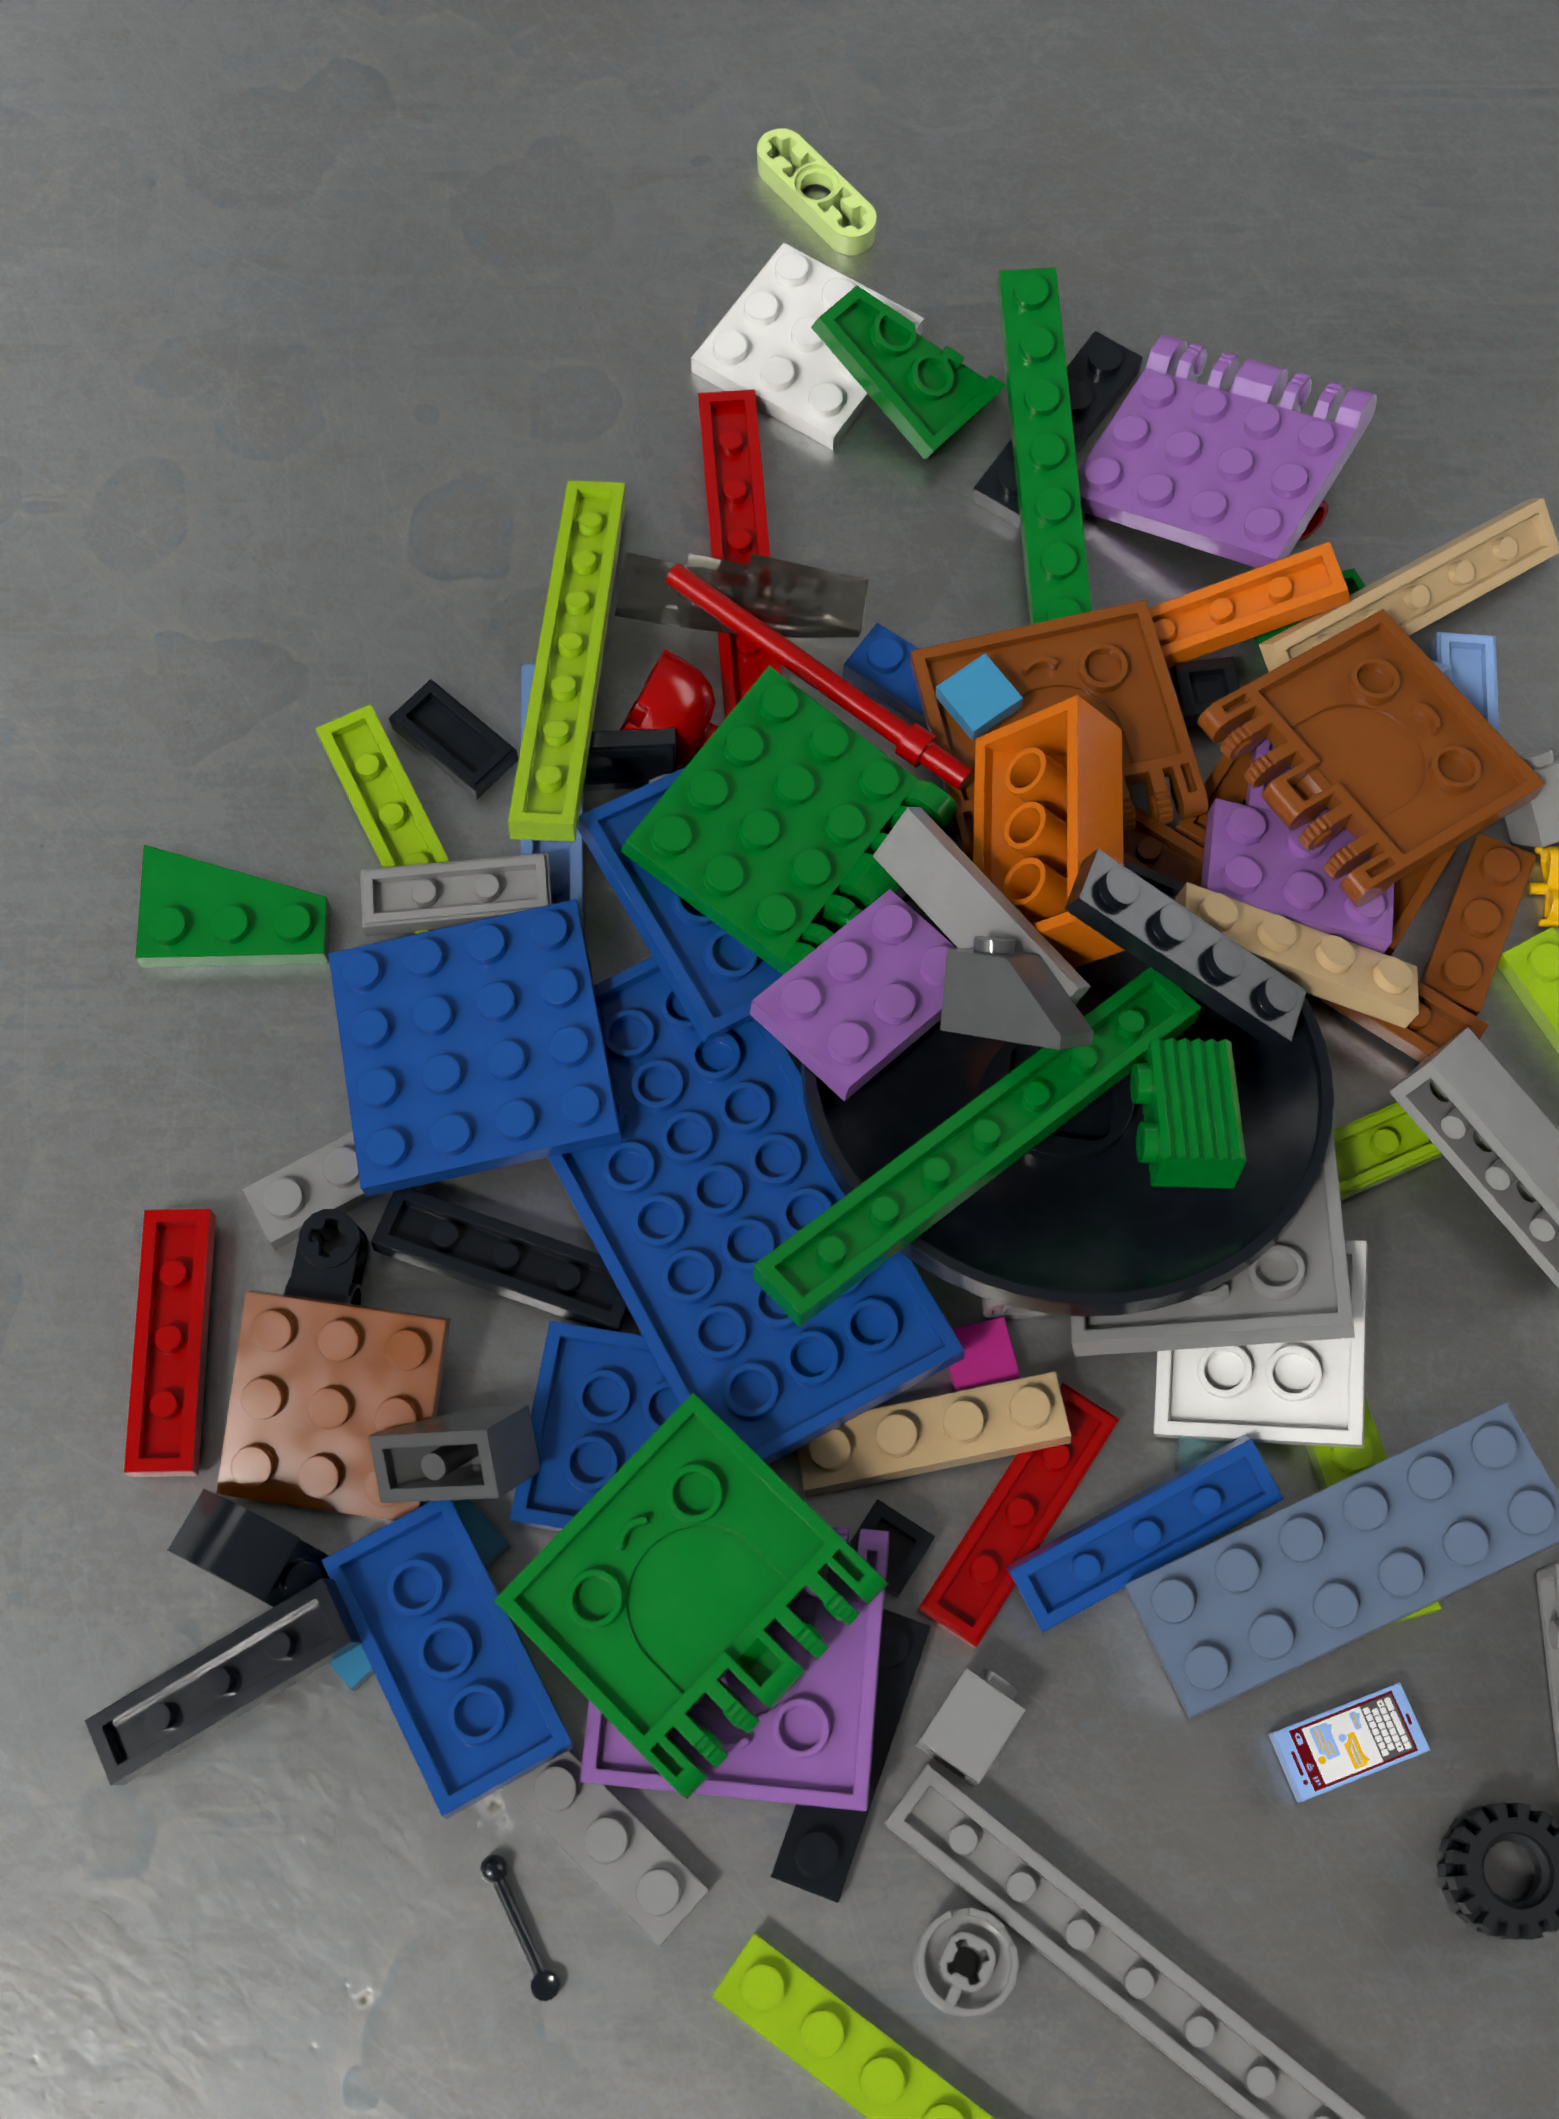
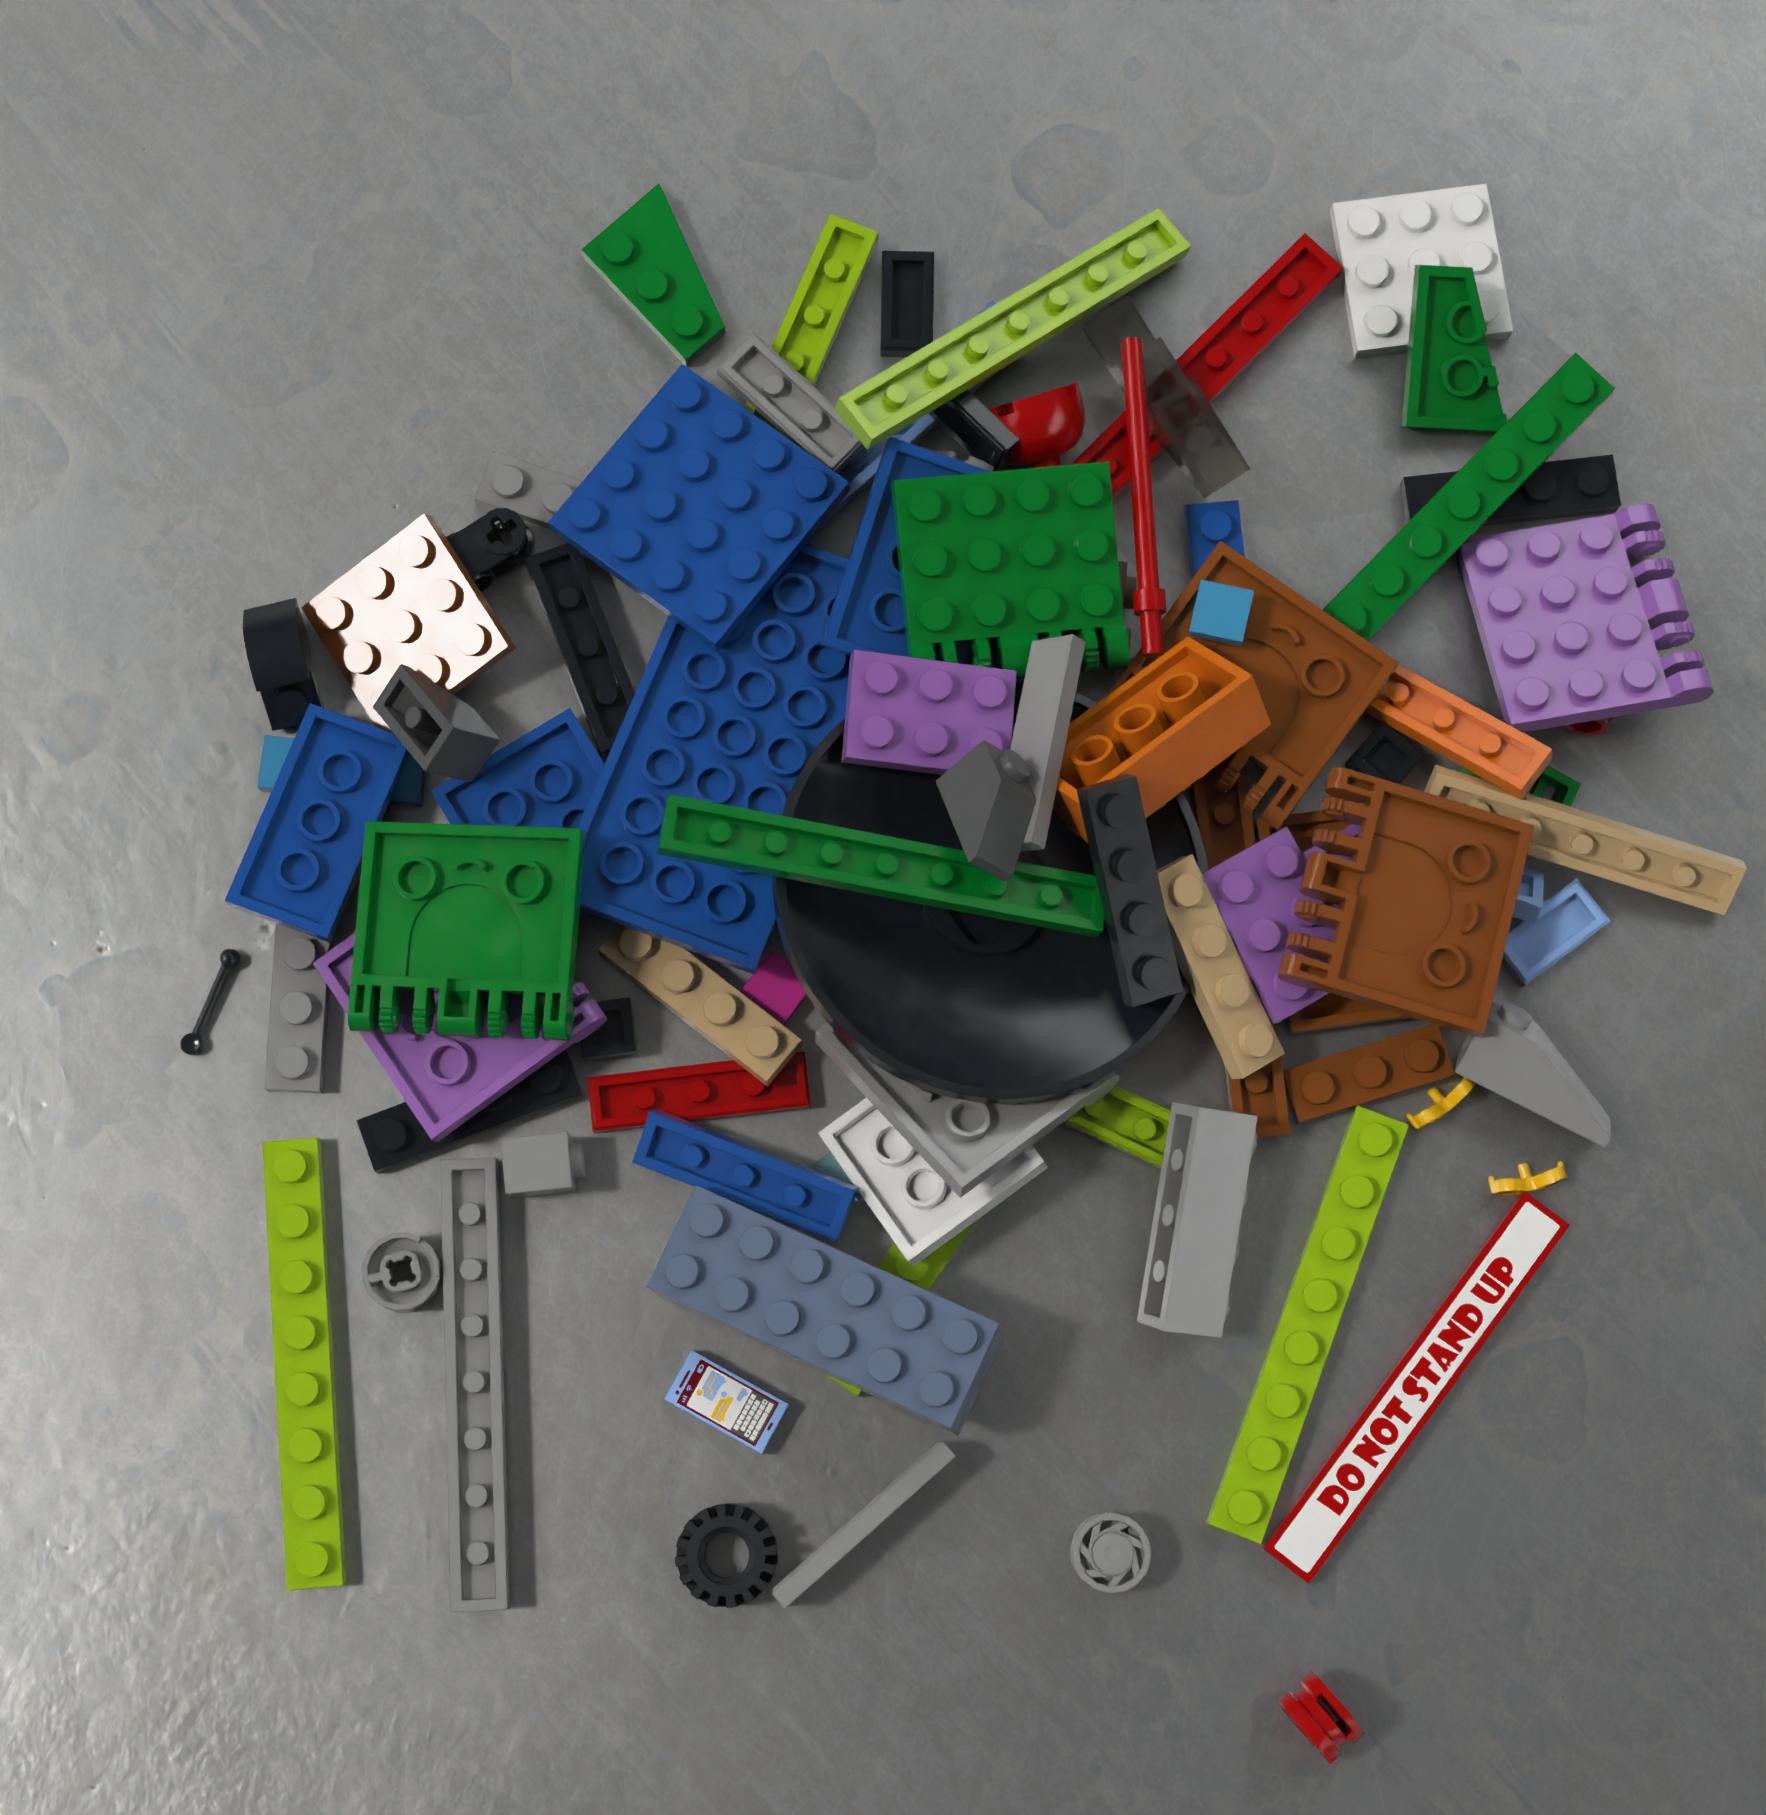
camera: 50 degrees right, 10 degrees up
(170, 1343) = (366, 497): red plate -> none
(222, 1682) = (197, 711): black plate -> none
(822, 213) = (1567, 150): yellowish green beam -> none
(1190, 1114) = (1015, 979): green brick -> none

